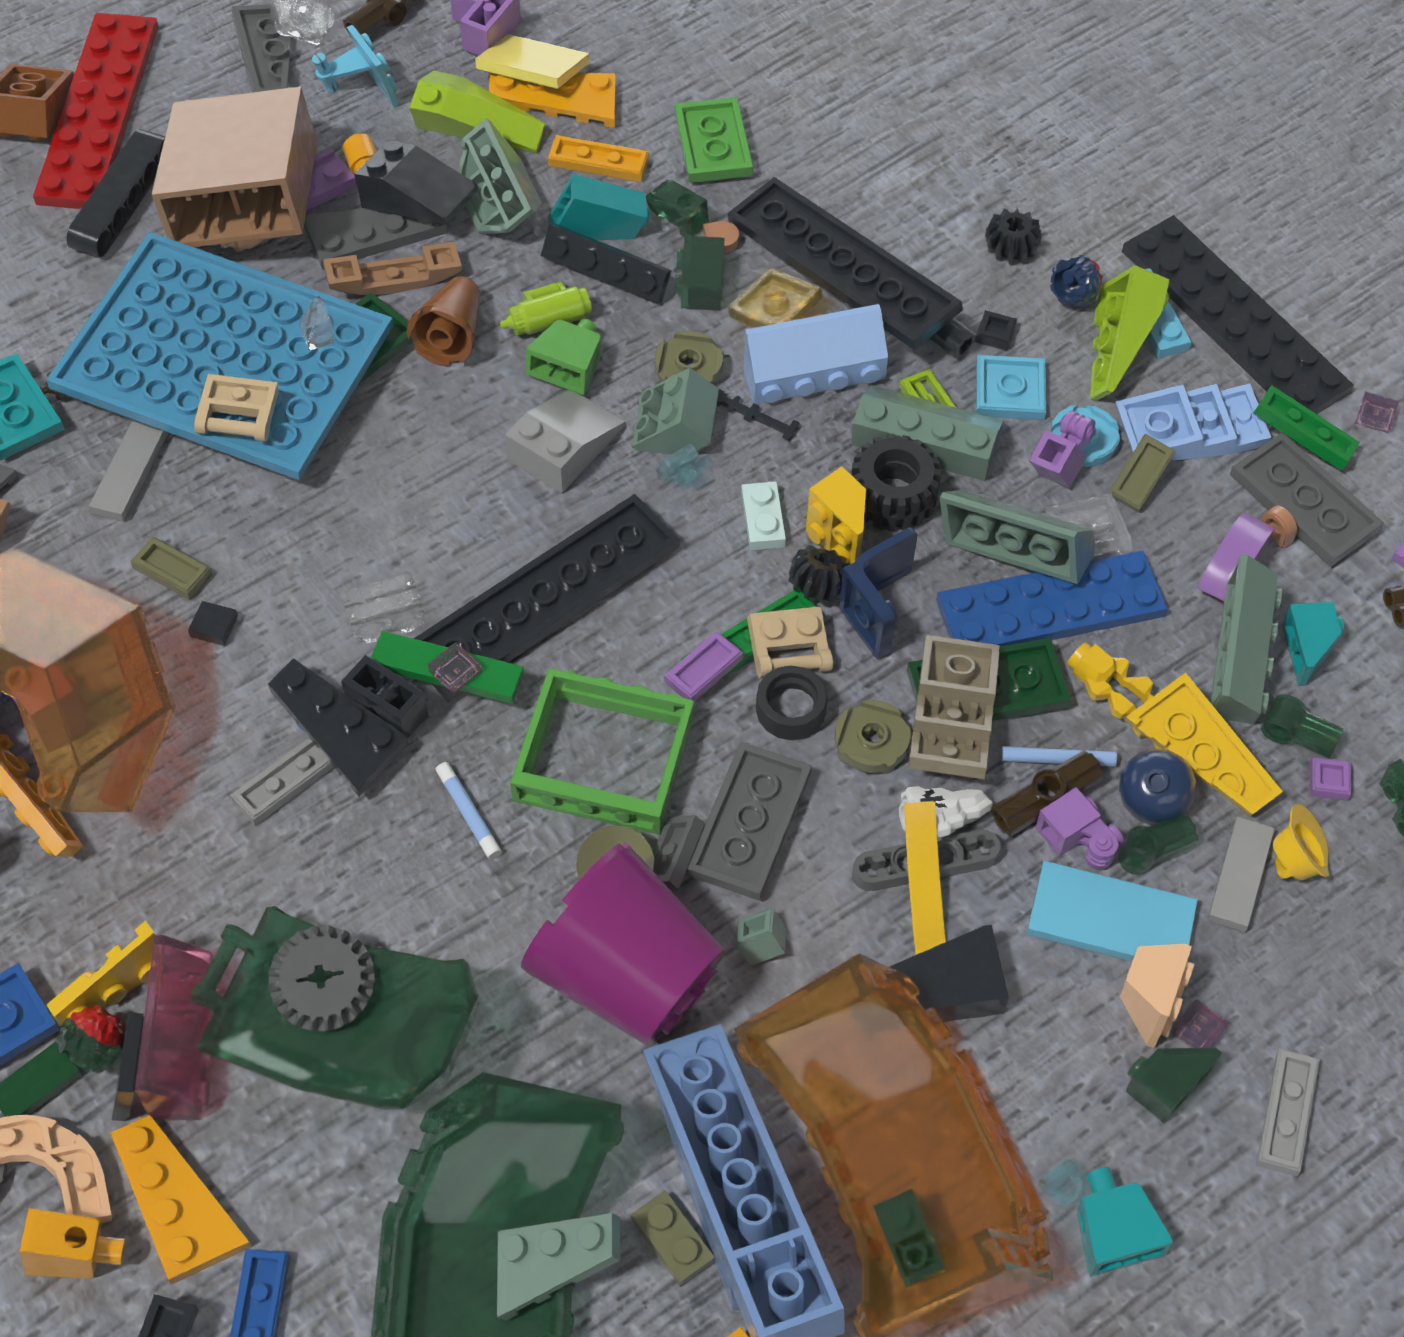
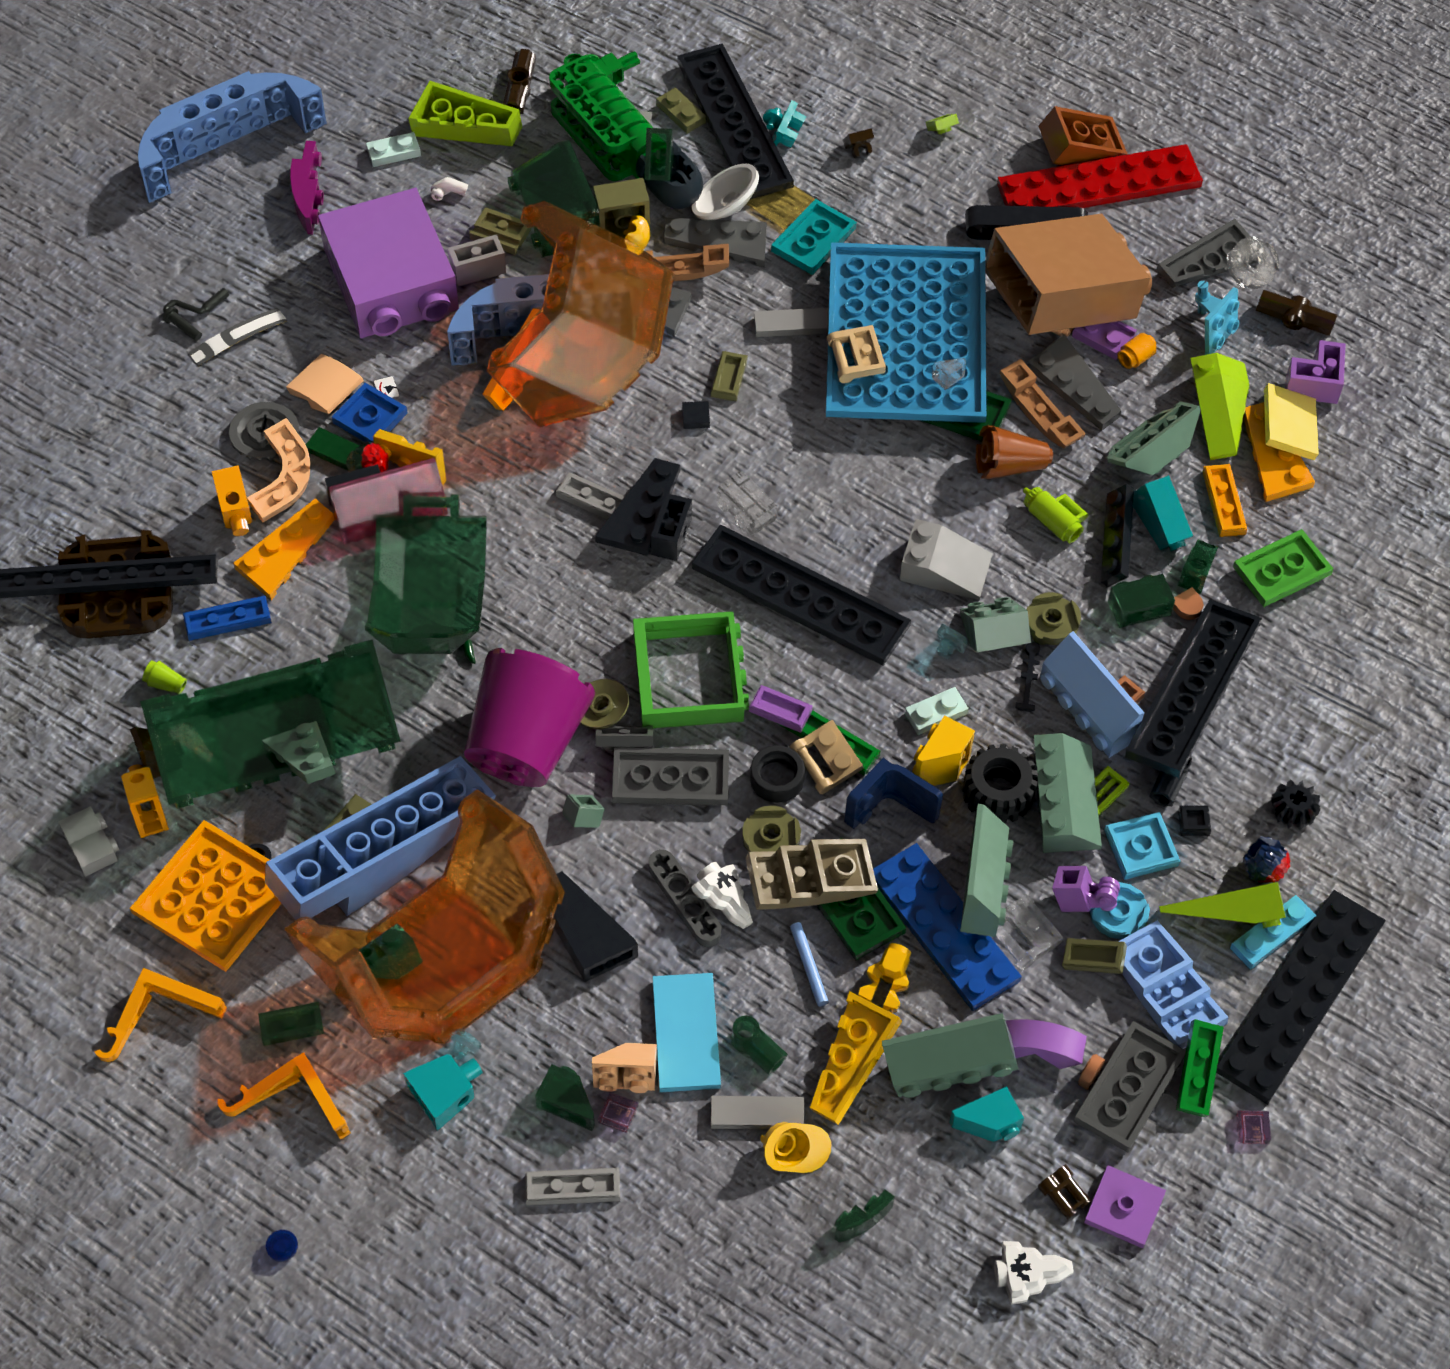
camera: 70 degrees right, 0 degrees up
(344, 994) = (439, 578): dark grey gear -> none
(411, 659) = (710, 554): green tile -> none
(412, 184) = (1121, 387): black slope -> none
(454, 667) = (706, 555): tile -> none
(468, 811) = (613, 609): light blue bar -> none
(565, 355) = (1016, 538): bright green torso -> none
(775, 300) = (1136, 656): clear yellow plate -> none
(817, 573) = (894, 750): black gear -> none
(924, 875) = (662, 894): yellow sticker -> none
(1025, 804) = (782, 970): dark brown piece -> none
(1077, 821) = (750, 985): medium lavender brick -> none
(1157, 786) = (802, 1030): dark blue cylinder -> none
(1291, 722) = (903, 1121): clear green piece -> none
(1330, 778) = (869, 1160): medium lavender tile -> none

